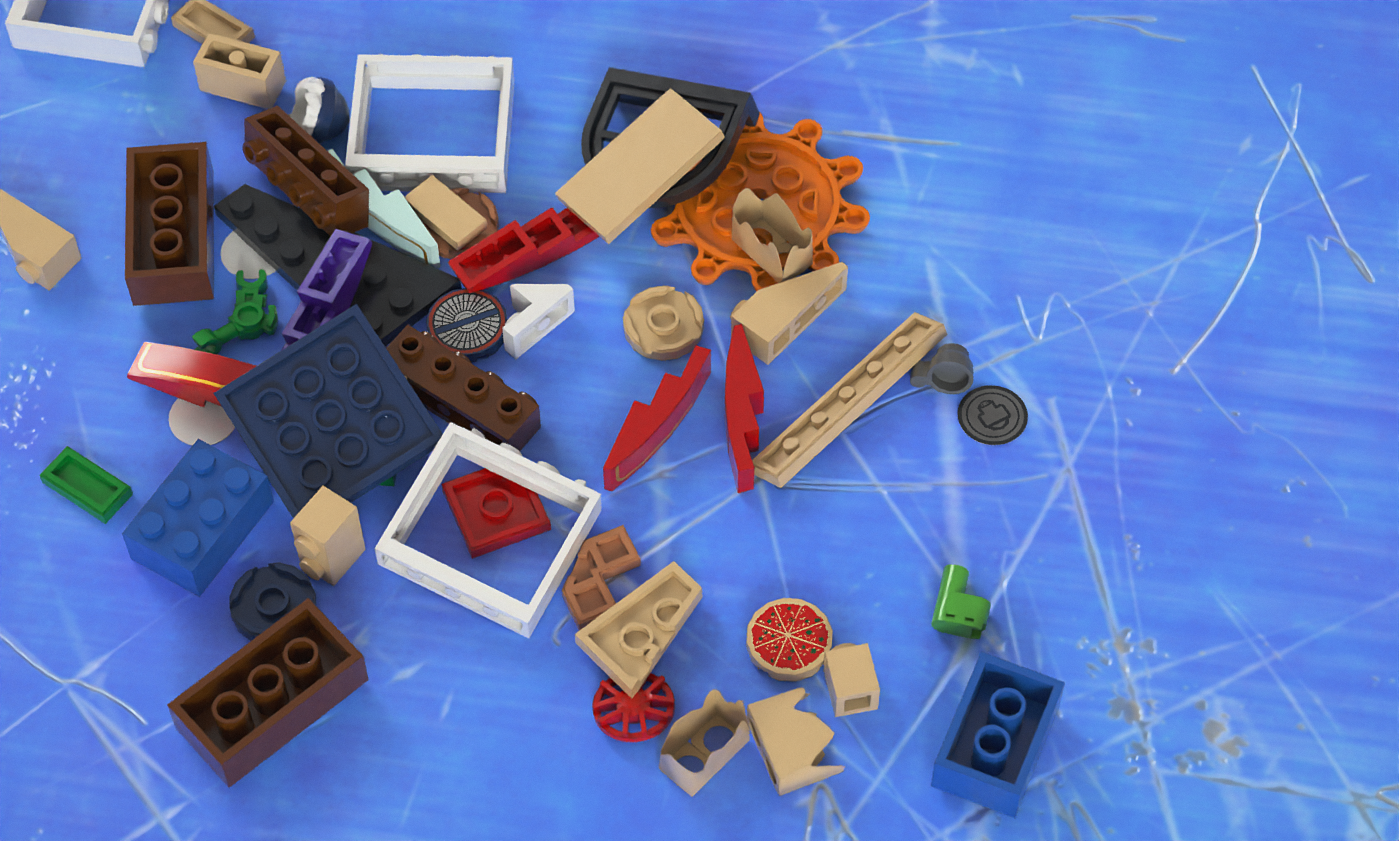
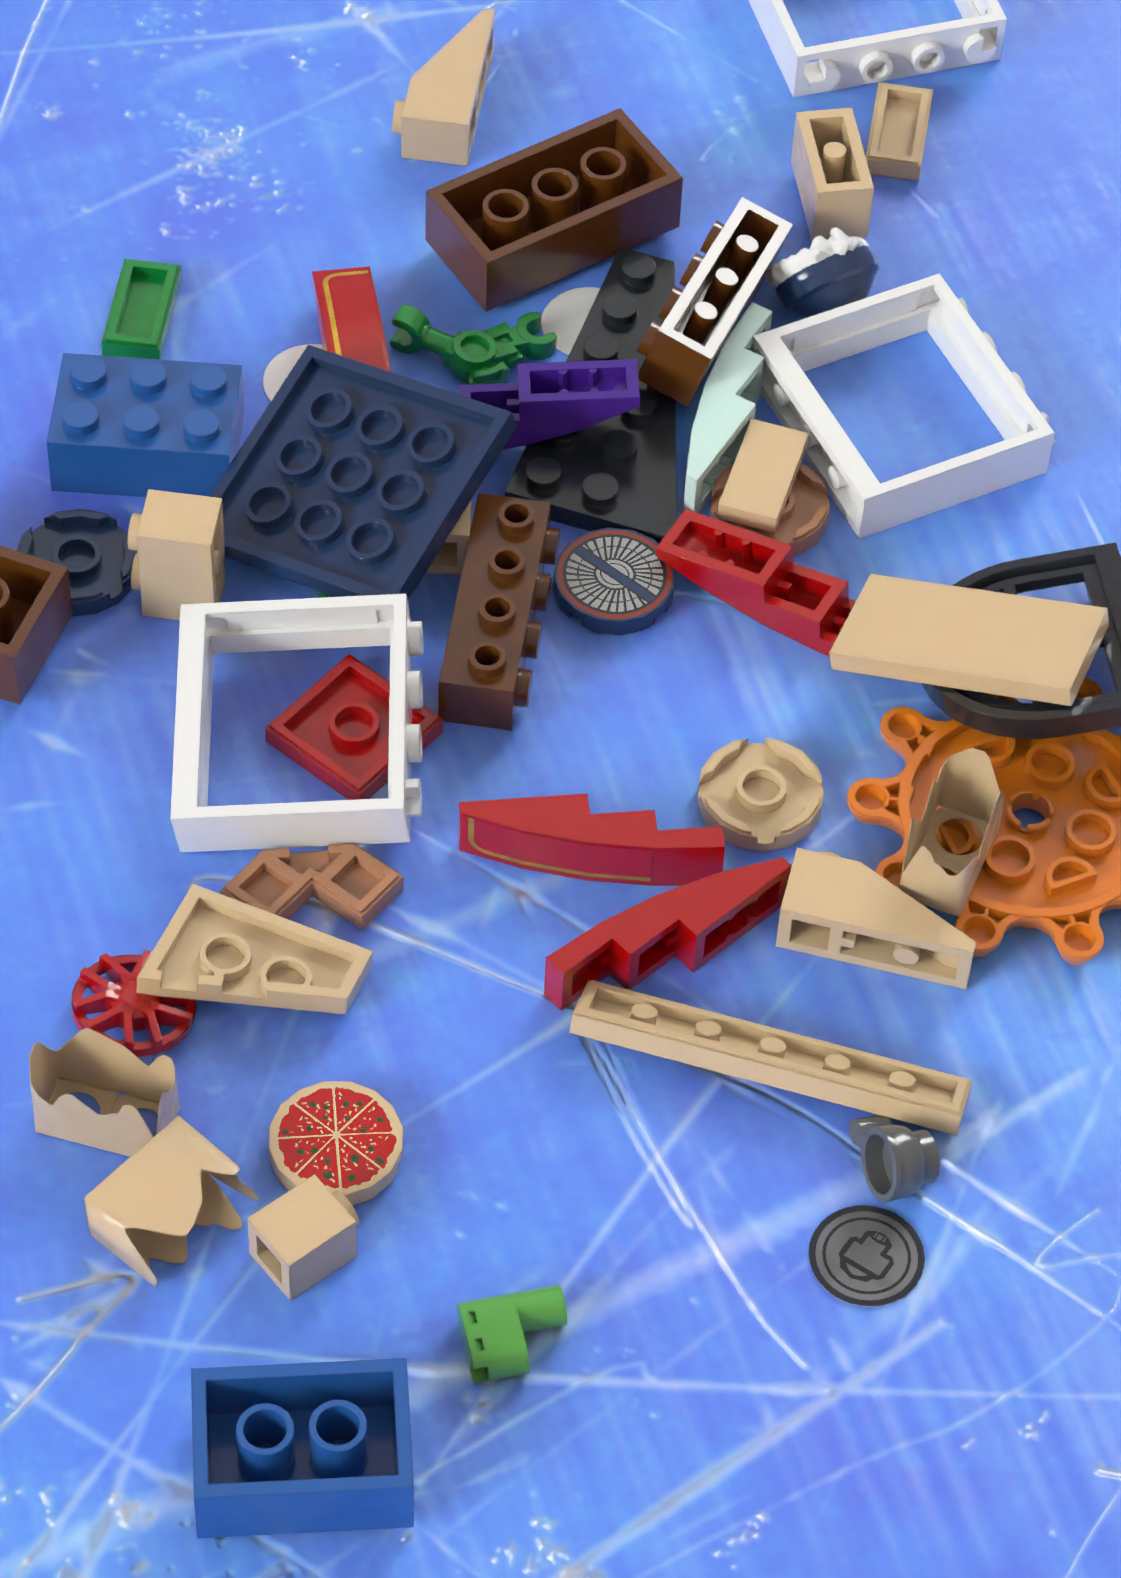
camera: 60 degrees right, 5 degrees down
(538, 313) = (675, 647): white slope -> none

